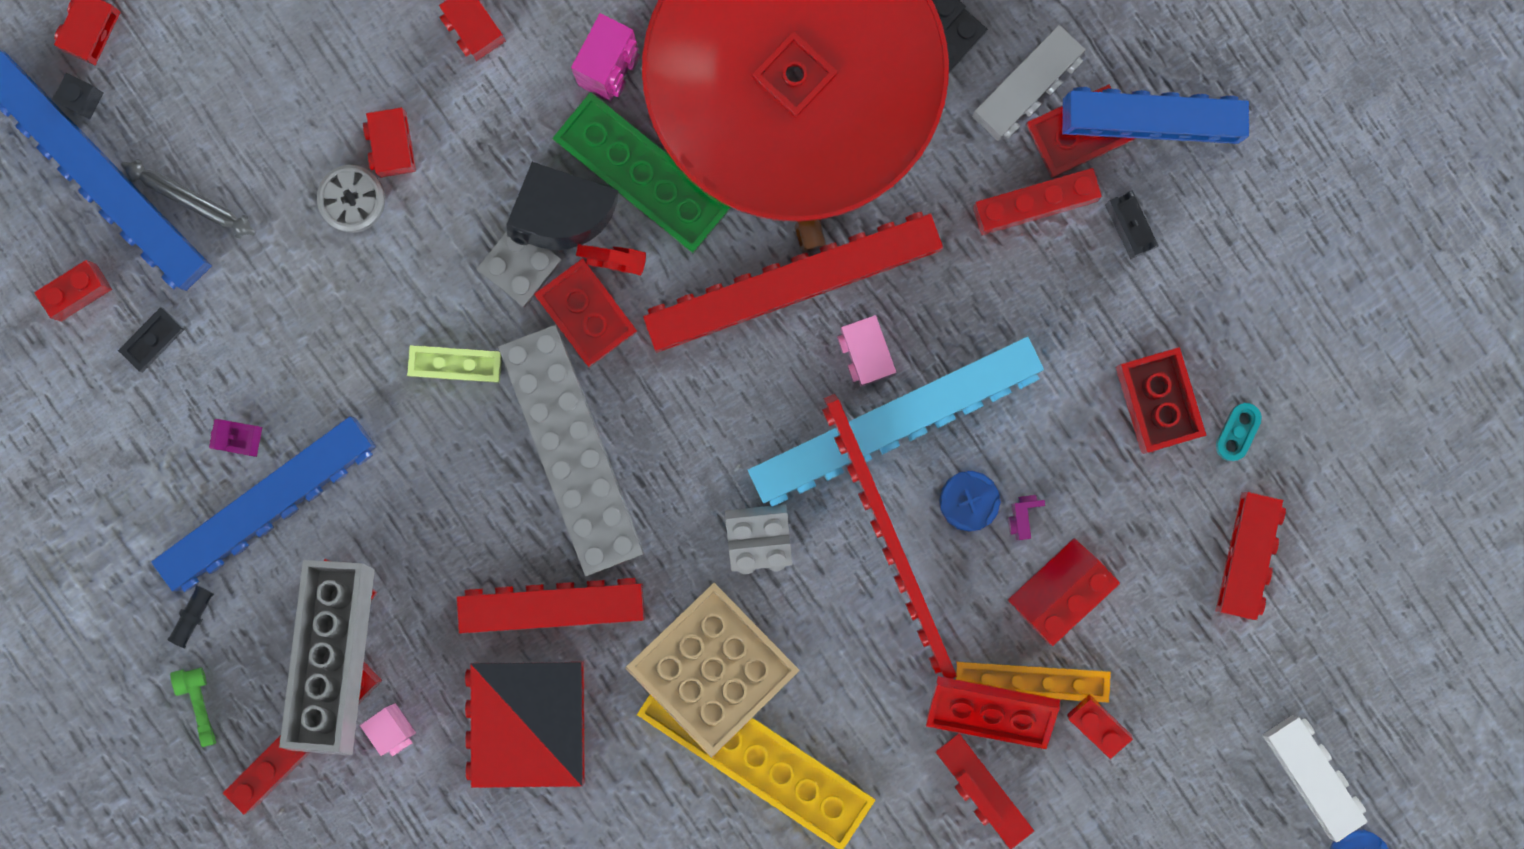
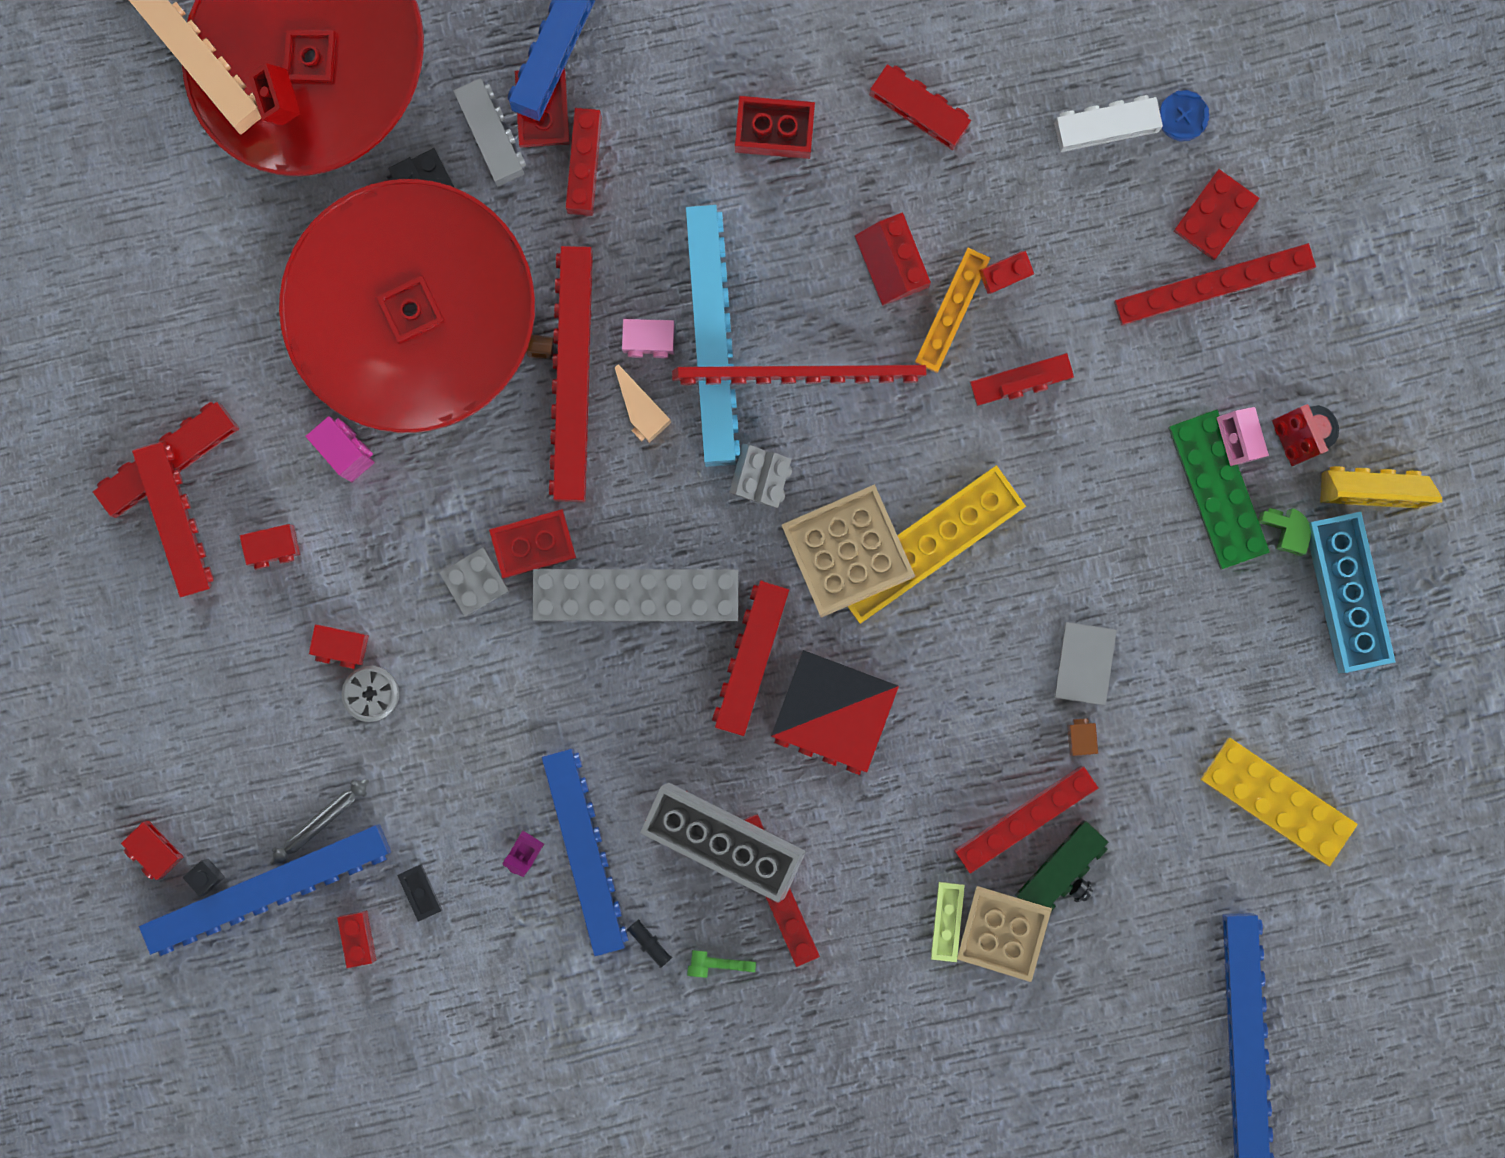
camera: 70 degrees left, 0 degrees up
(389, 730) = (798, 819): bright pink brick -> none
(454, 364) = (532, 661): yellowish green plate -> none
(559, 209) = (444, 532): black brick -> none
(616, 259) = (499, 503): red plate -> none
(640, 172) = (439, 459): green plate -> none
(782, 375) = (642, 411): none -> light nougat slope
(969, 501) = (795, 304): blue tile -> none
(992, 712) = (964, 349): red plate -> none
(1019, 522) = (825, 271): magenta bracket -> none
(1131, 224) = (630, 97): black hinge -> none
(1239, 433) = (823, 78): teal plate -> none

